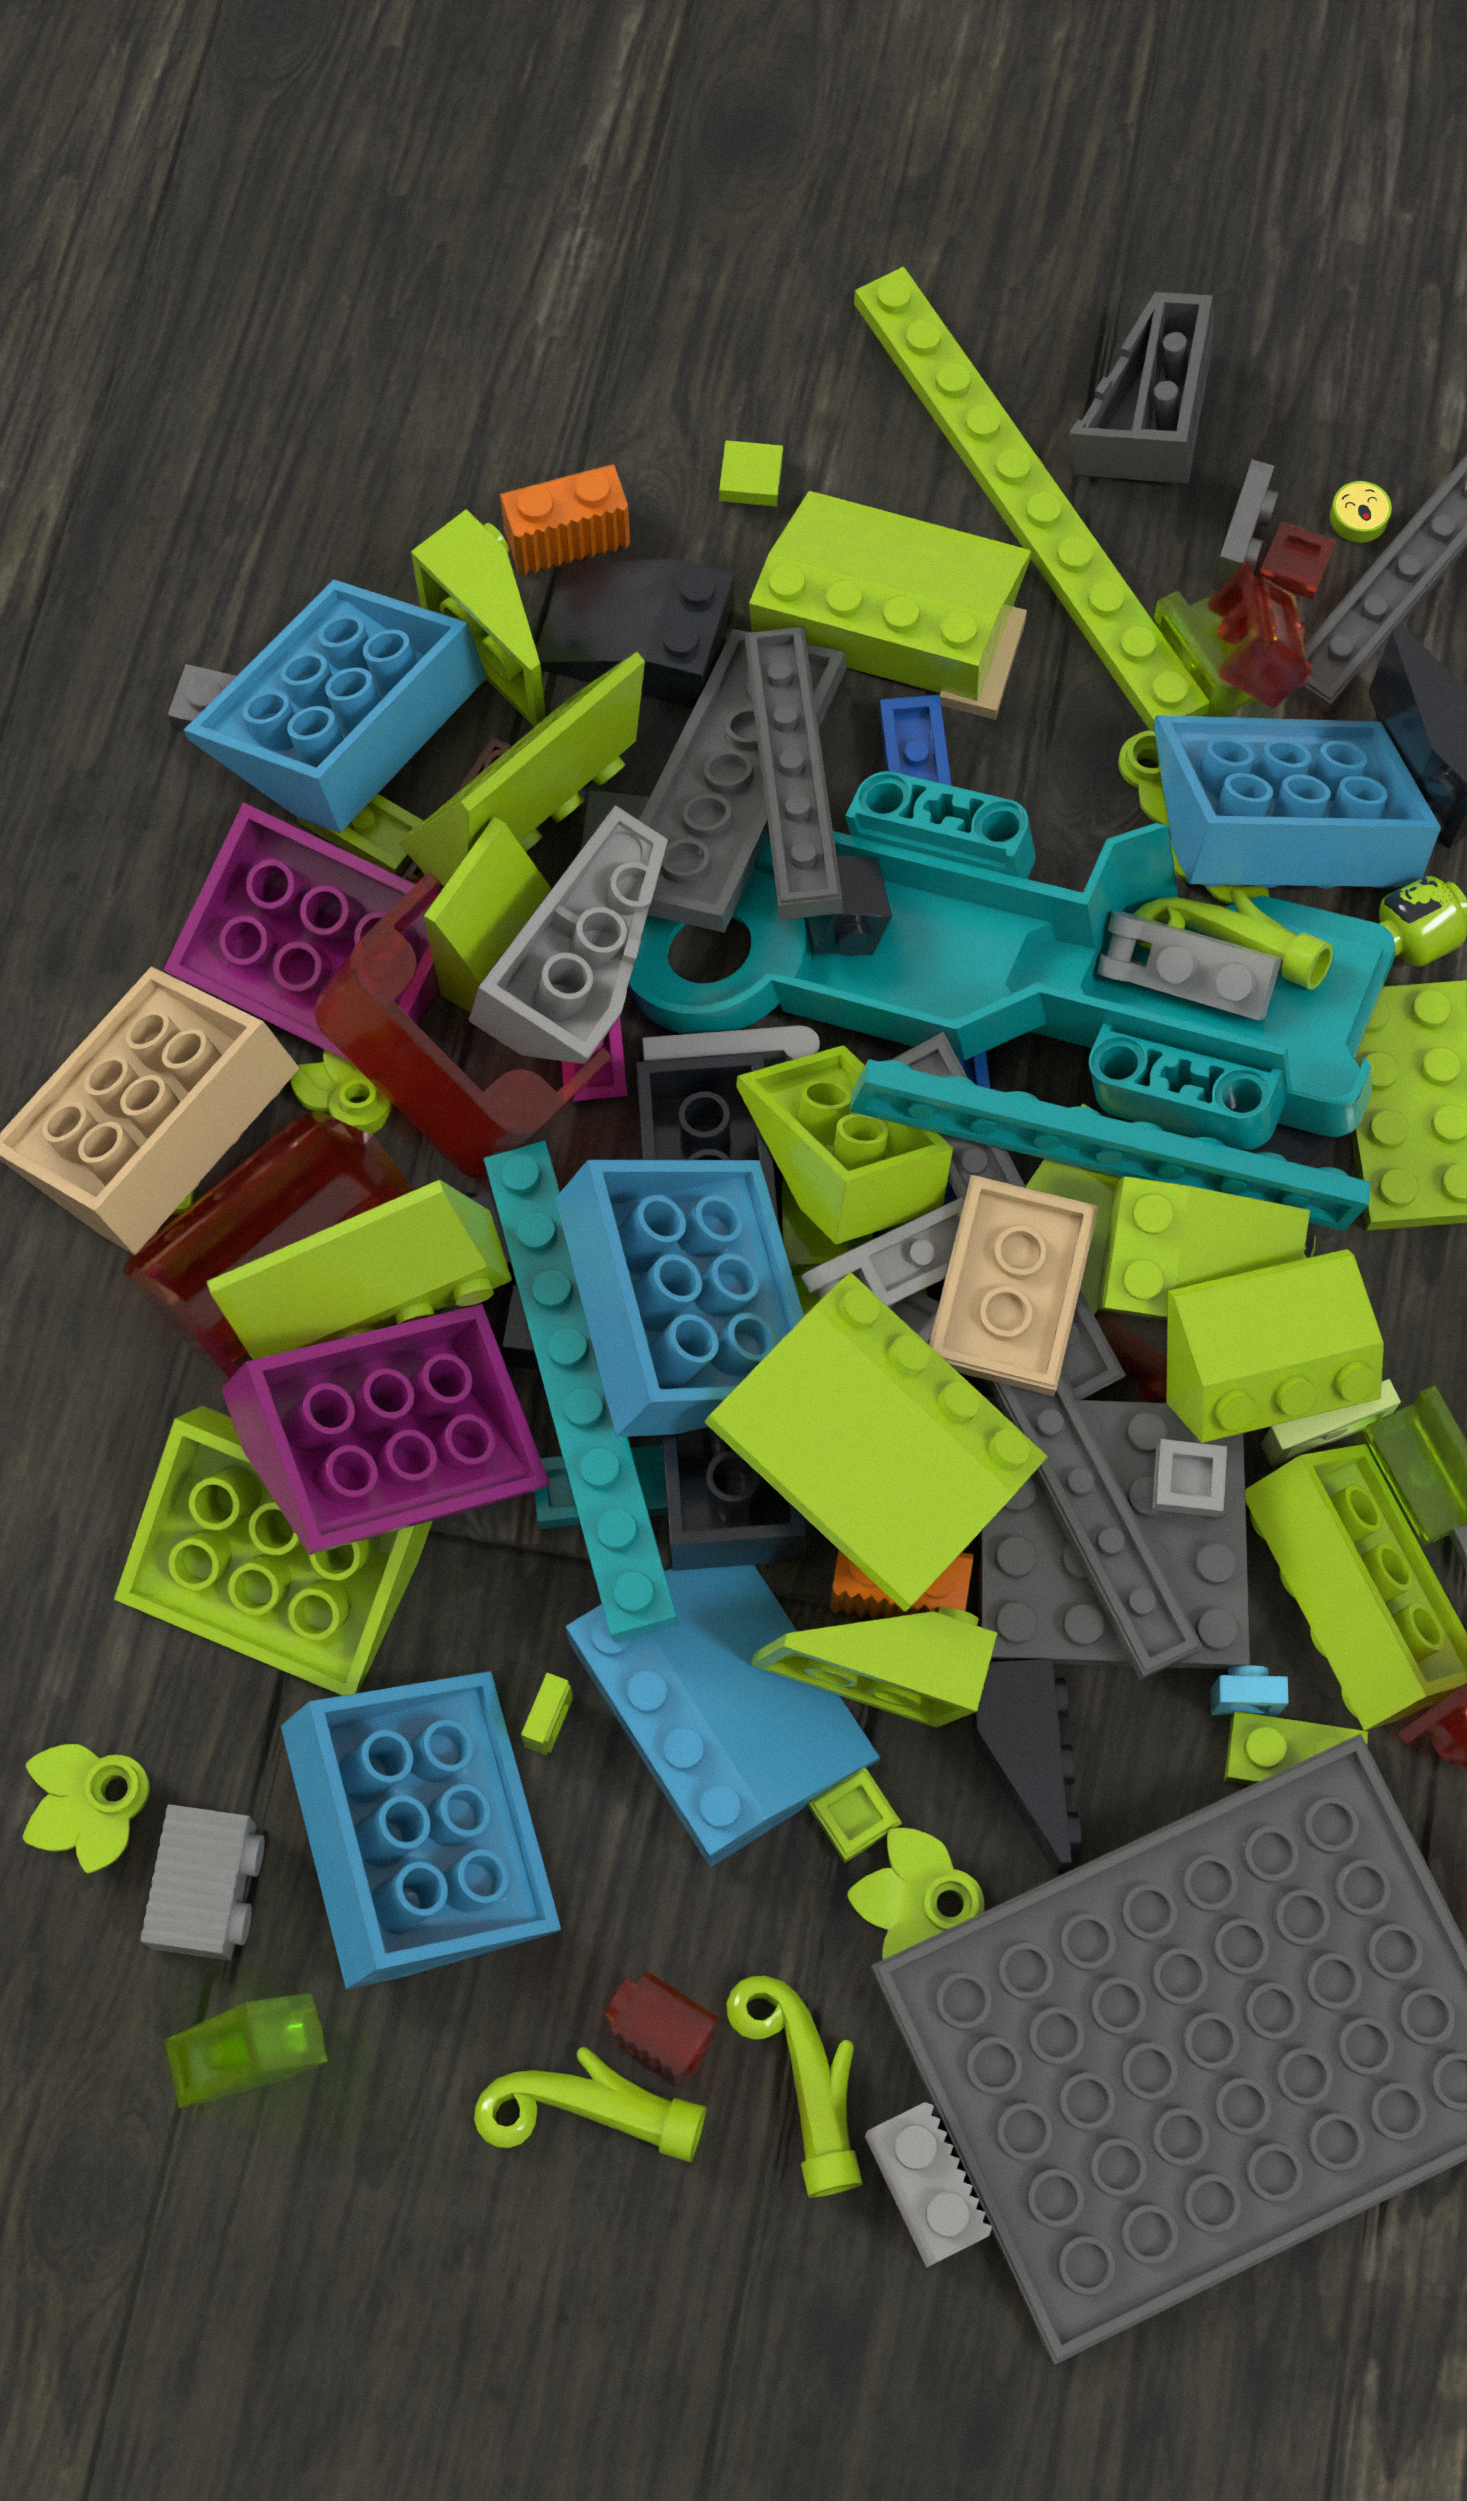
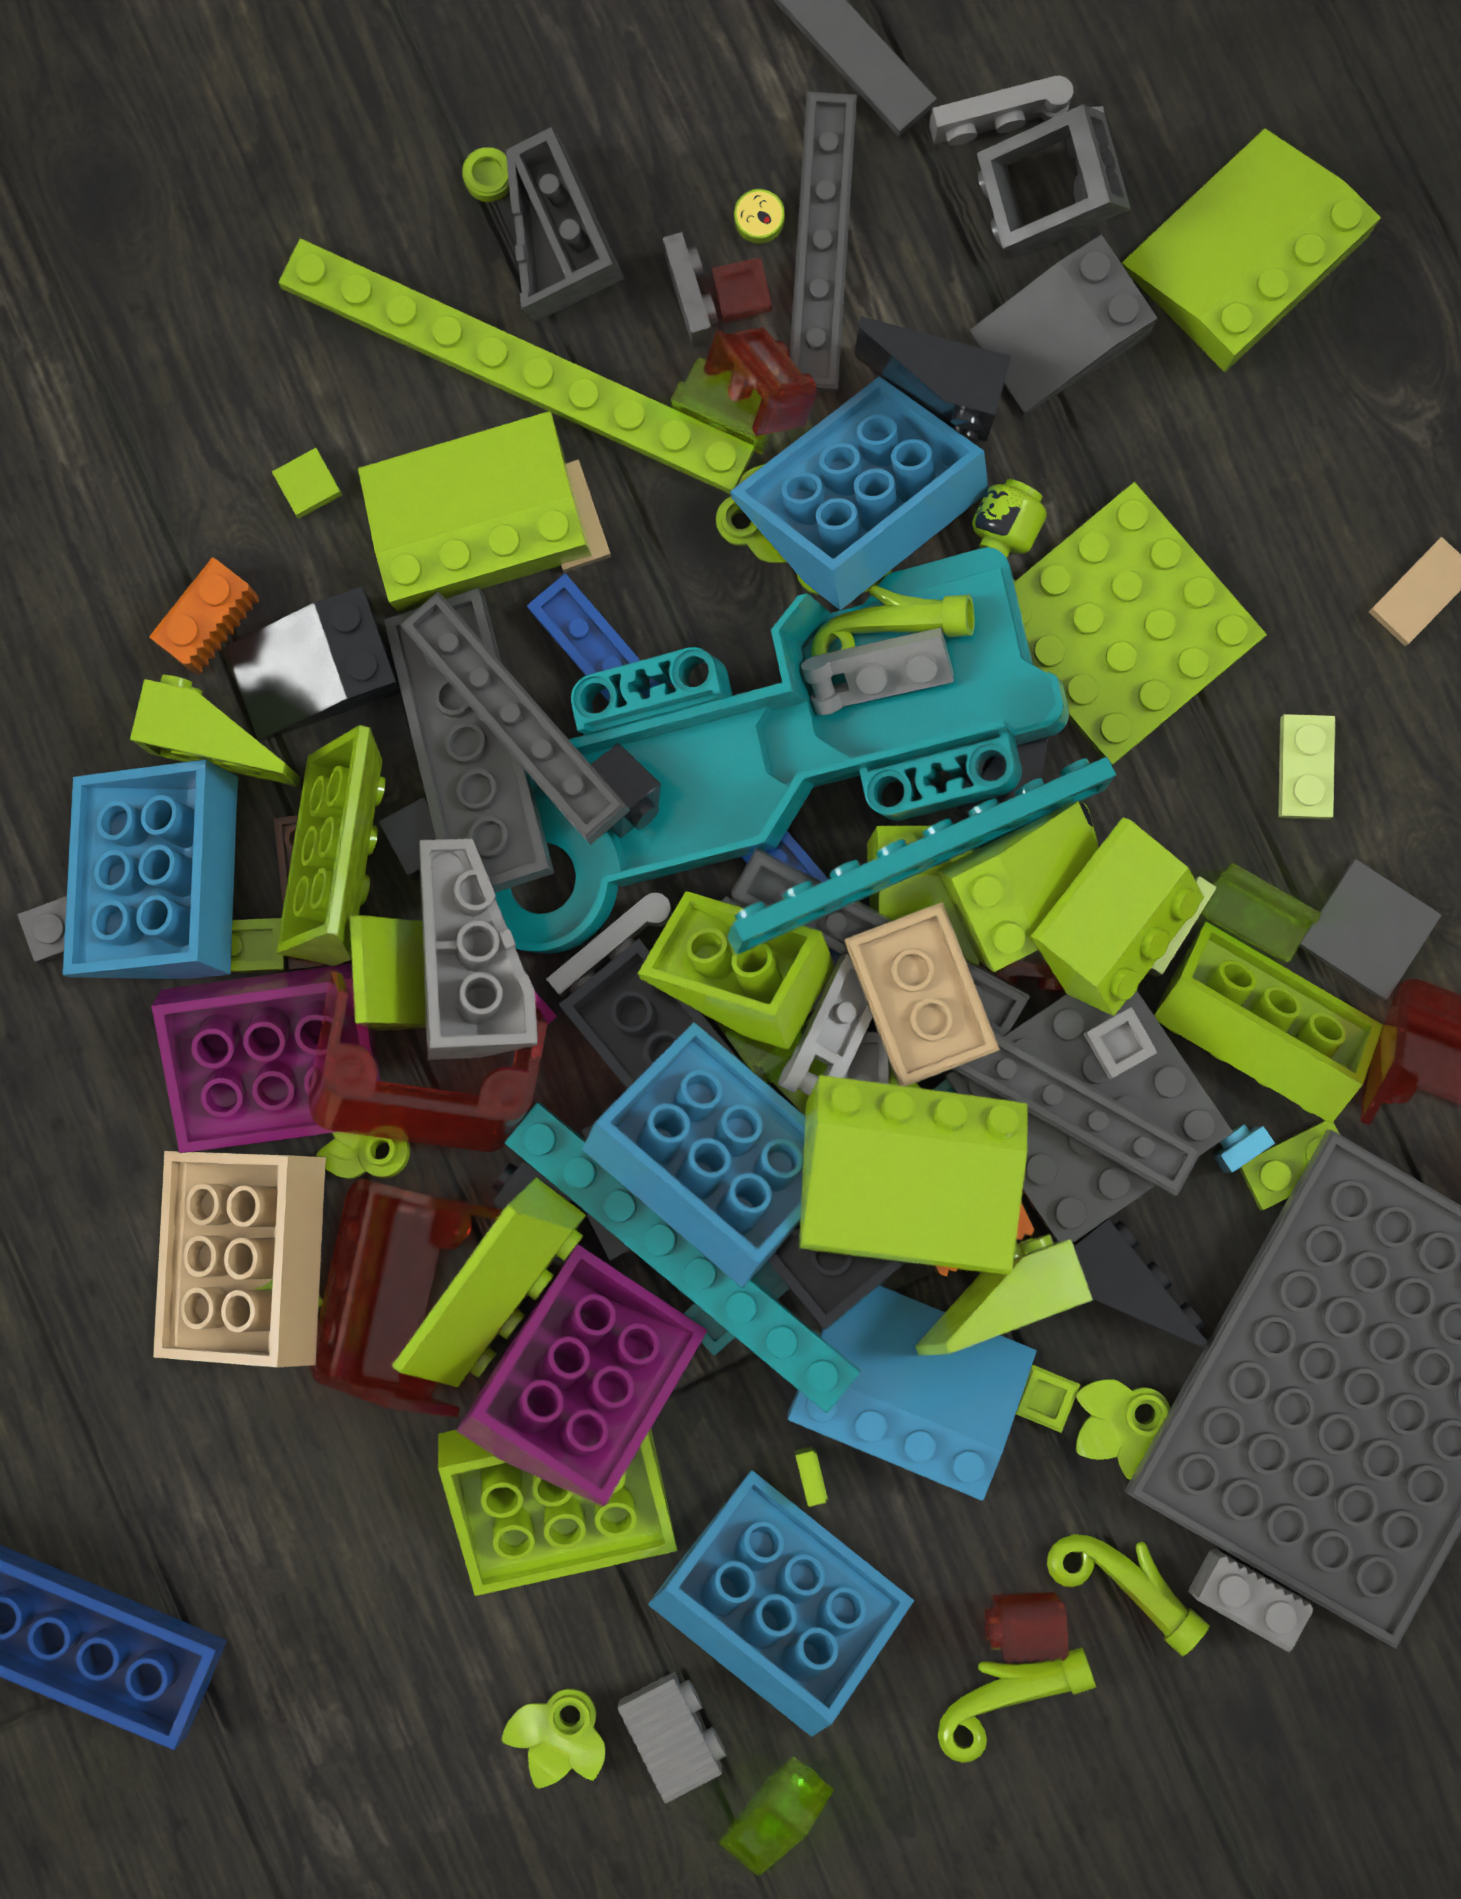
camera: 30 degrees left, 15 degrees up
(1115, 319) = (486, 174): none -> lime tile

